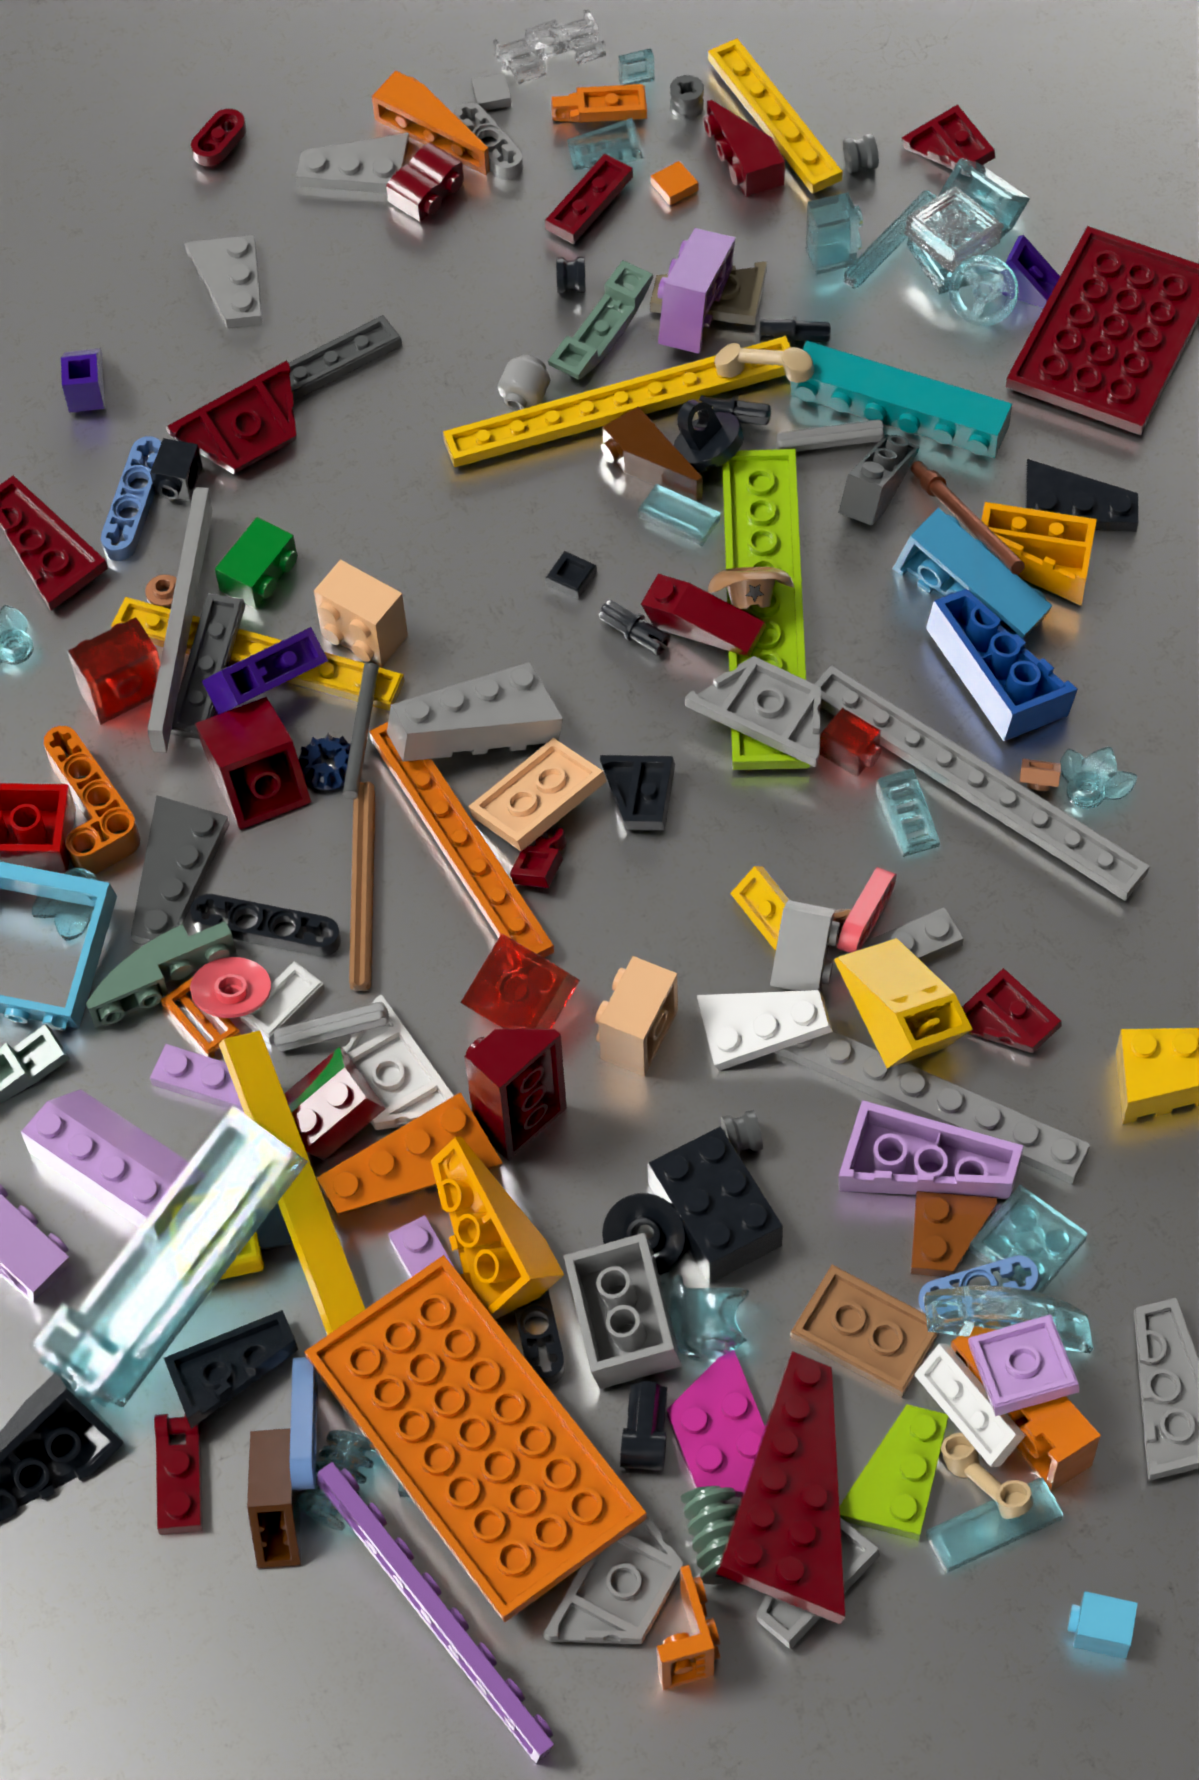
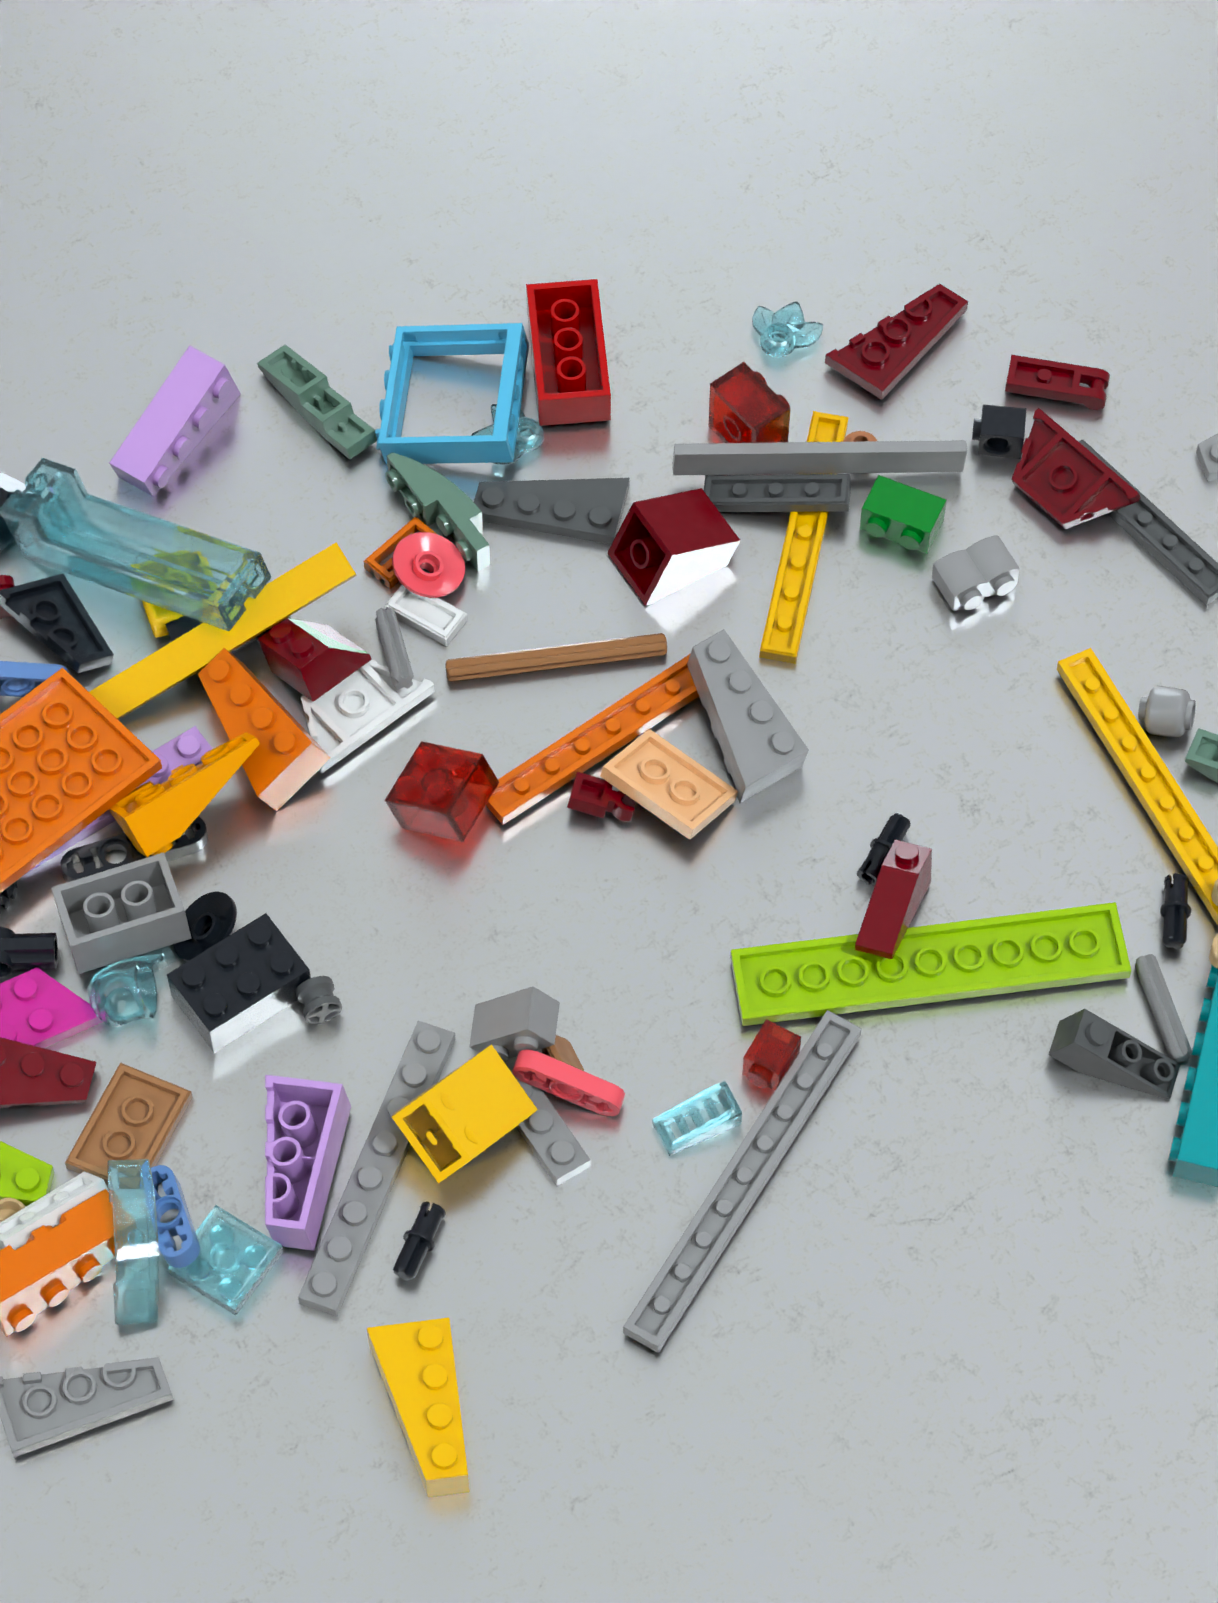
camera: 80 degrees right, 0 degrees up
(83, 380) = (1096, 334): dark purple slope -> none
(87, 793) = (656, 402): orange beam -> none
(103, 1154) = (257, 493): lavender slope -> none
(124, 420) = (1057, 381): none -> dark red plate
(129, 497) = (966, 399): medium blue beam -> none
(195, 1077) = (335, 605): lavender plate -> none
(264, 670) = (768, 534): dark purple slope -> none
(268, 917) = (504, 586): black beam -> none
(320, 774) = (687, 623): dark blue gear -> none
(338, 512) = (976, 573): none -> light grey brick
(360, 613) = (845, 601): light nougat brick -> none
(360, 731) = (713, 626): dark grey bar -> none
(516, 1085) = (310, 779): dark red slope -> none
(571, 575) = (943, 788): black tile -> none
(637, 1015) = (424, 890): light nougat brick -> none
(640, 788) = (691, 875): black wing -> none
(648, 455) = (1107, 828): reddish brown slope -> none
(679, 515) = (1035, 876): clear light blue tile -> none
(709, 438) = (1125, 886): black tile -> none
(749, 585) = (933, 934): medium nougat hat -> none
(760, 1023) = (435, 1002): white wing -> none
(762, 902) = (578, 993): yellow plate -> none
(765, 706) = (790, 969): light grey wing -> none
(936, 486) = (1108, 1109): copper bar -> none
(945, 1229) = (232, 1185): dark orange wing -> none
(953, 560) = (986, 1152): dark azure wedge -> none
(997, 669) = (872, 1188): blue wedge -> none
(1010, 1014) = (473, 1226): dark red wing -> none
(1020, 1064) = (418, 1241): none -> black axle
(1023, 1365) = (67, 1238): lavender plate -> none
(1040, 774) = (760, 1237): nougat plate -> none
(1049, 543) = (1040, 1220): light orange wedge -> none
(1080, 496) = (1123, 1257): black wing -> none
(1096, 774) = (773, 1299): clear light blue plate -> none

